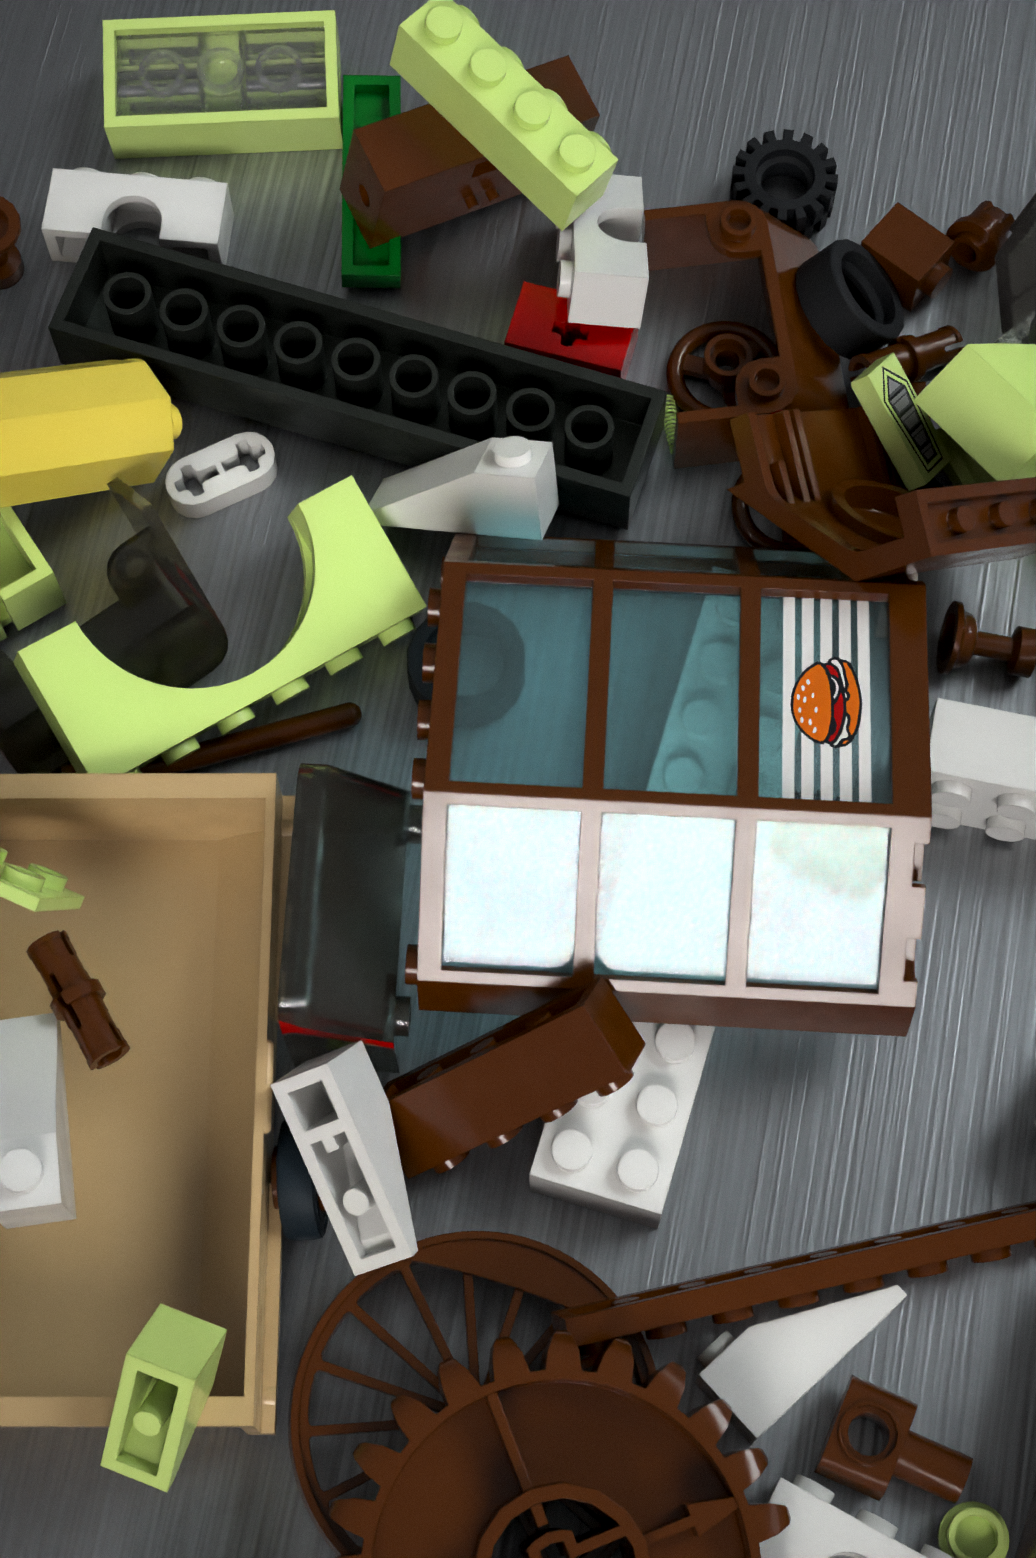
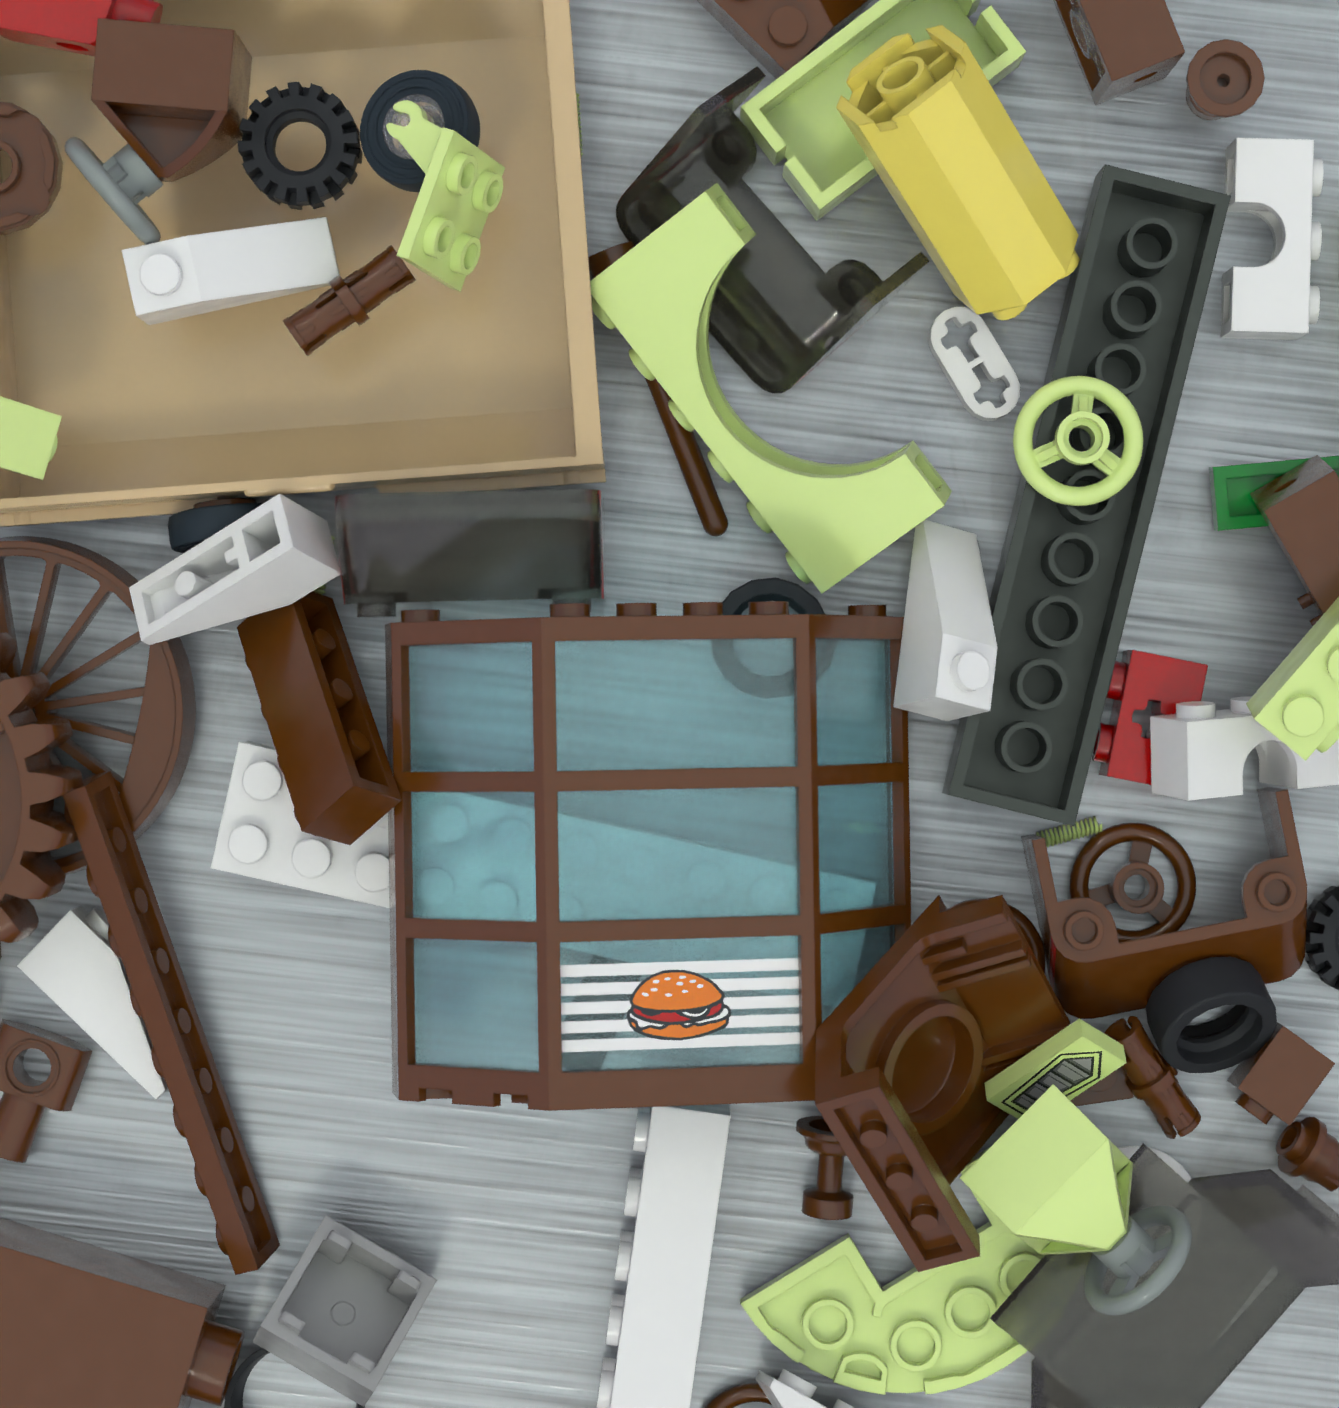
camera: 85 degrees right, 20 degrees up
(300, 332) = (1083, 391): none -> yellowish green piece

